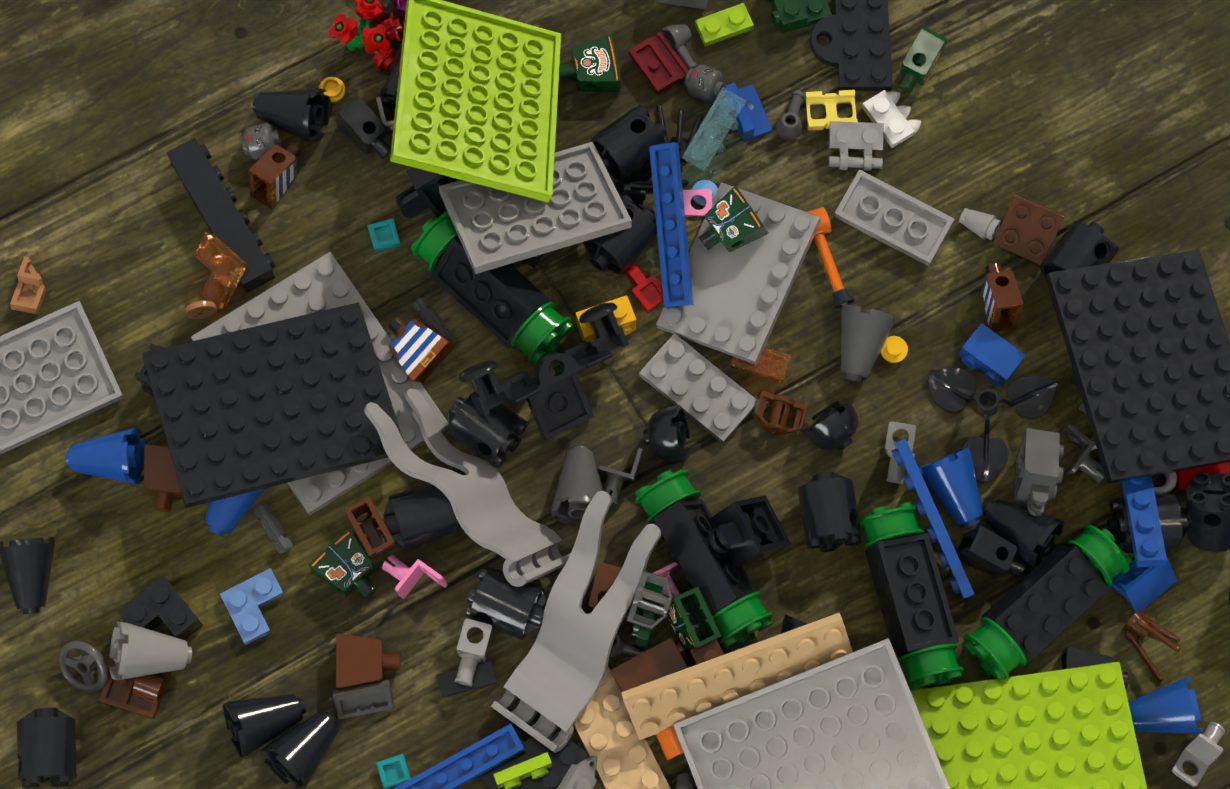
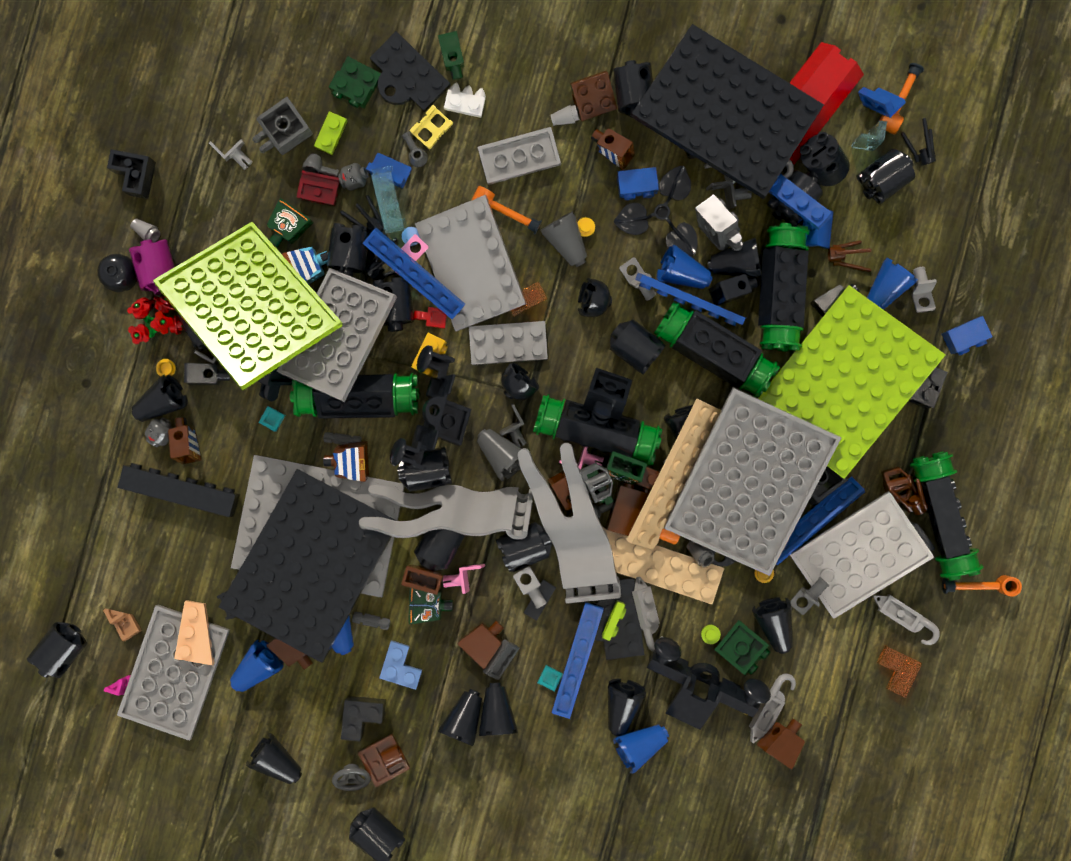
camera: 40 degrees left, 15 degrees up
(84, 365) = (193, 636): none -> light nougat wing
(145, 652) = (376, 746): light grey cone -> none
(200, 309) = (220, 549): medium nougat piece -> none
(225, 269) = (212, 518): clear orange plate -> none
(574, 120) = (307, 263): none -> torso
(732, 223) = (443, 241): dark green torso -> none
(779, 413) = (561, 317): reddish brown piece -> none
(855, 137) = (458, 130): light grey plate -> none

